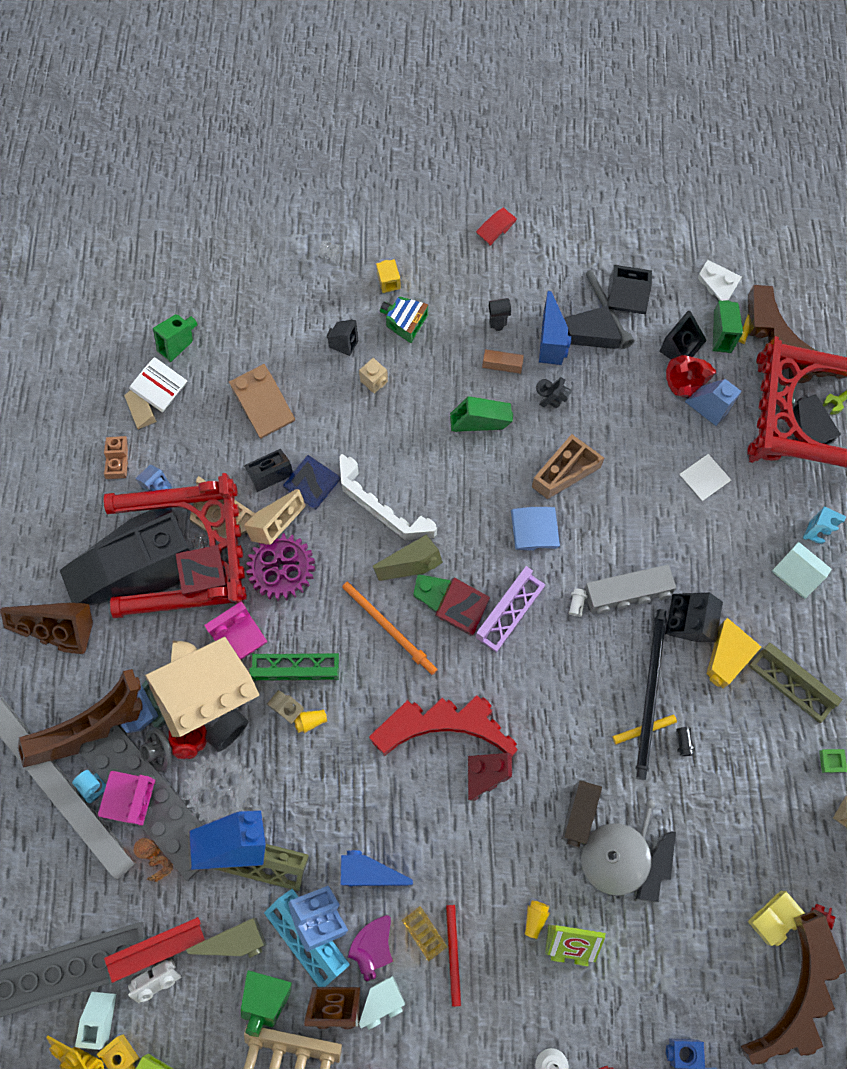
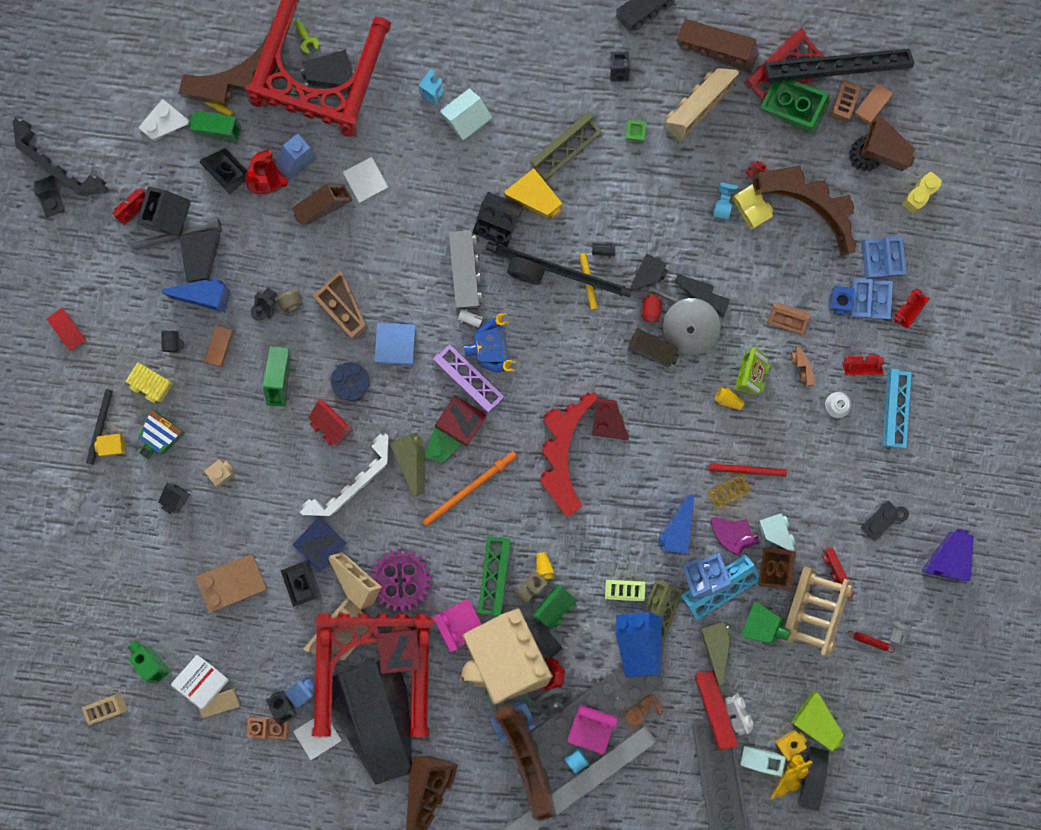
camera: 85 degrees left, 15 degrees up
(97, 508) = (315, 745): none -> white sticker
(129, 308) = (116, 704): none -> tan slope
(135, 463) = (284, 714): none -> black brick
(264, 734) = (554, 606): none -> green slope
(283, 819) = (641, 593): none -> yellowish green slope
(412, 267) = (99, 425): none -> black bar
(441, 471) = (329, 422): none -> red slope
(455, 302) = (149, 382): none -> light yellow brick
(483, 499) = (340, 376): none -> dark blue plate
(551, 628) = (491, 346): none -> blue torso
(562, 417) = (289, 300): none -> dark tan cone
(598, 1008) = (800, 360): none -> nougat slope
(619, 257) = (125, 212): none -> red hinge
(622, 195) = (49, 196): none -> black slope
(627, 807) = (651, 308): none -> red brick
(642, 653) = (526, 271): none -> black tyre
(649, 984) = (788, 318): none -> nougat slope
(668, 798) = (649, 273): none -> black slope
(671, 165) = (22, 137): none -> black slope
(671, 434) = (321, 203): none -> reddish brown slope
(769, 881) = (723, 206): none -> medium azure leg

